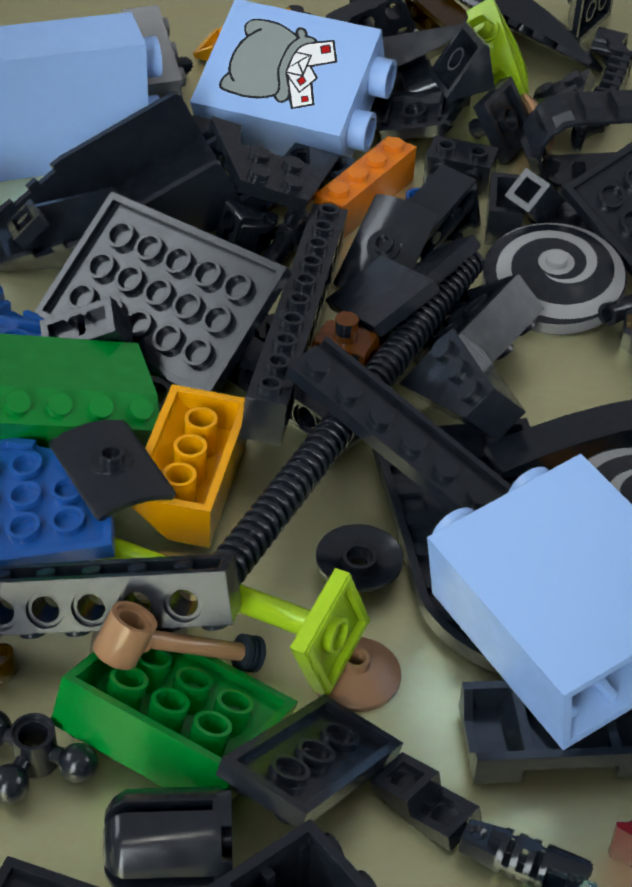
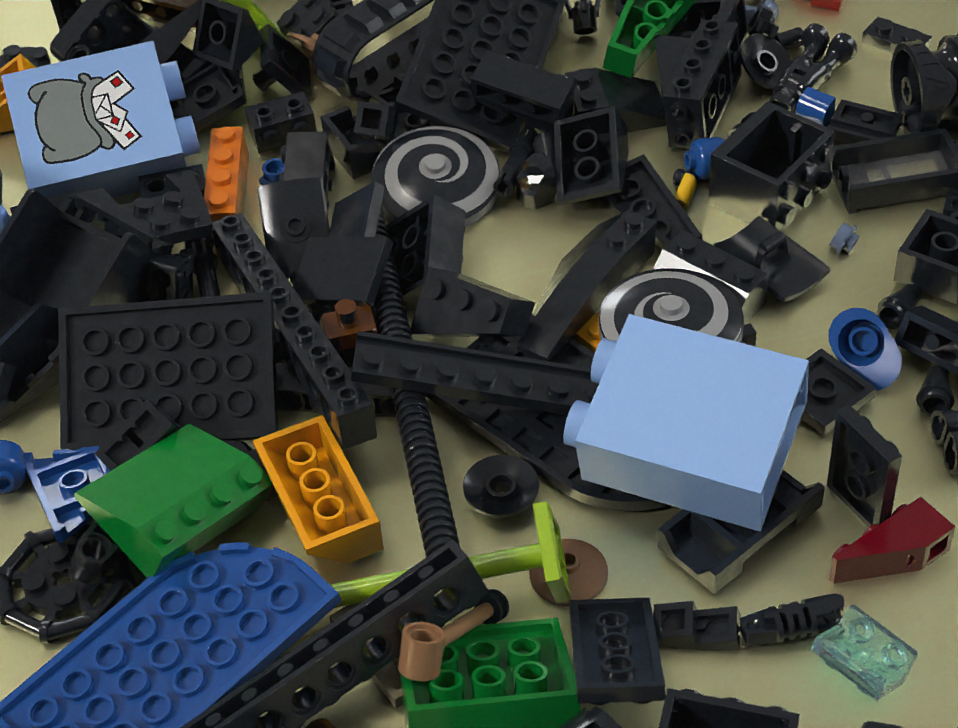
camera: 30 degrees left, 5 degrees up
(110, 467) = (276, 535): black shield -> none

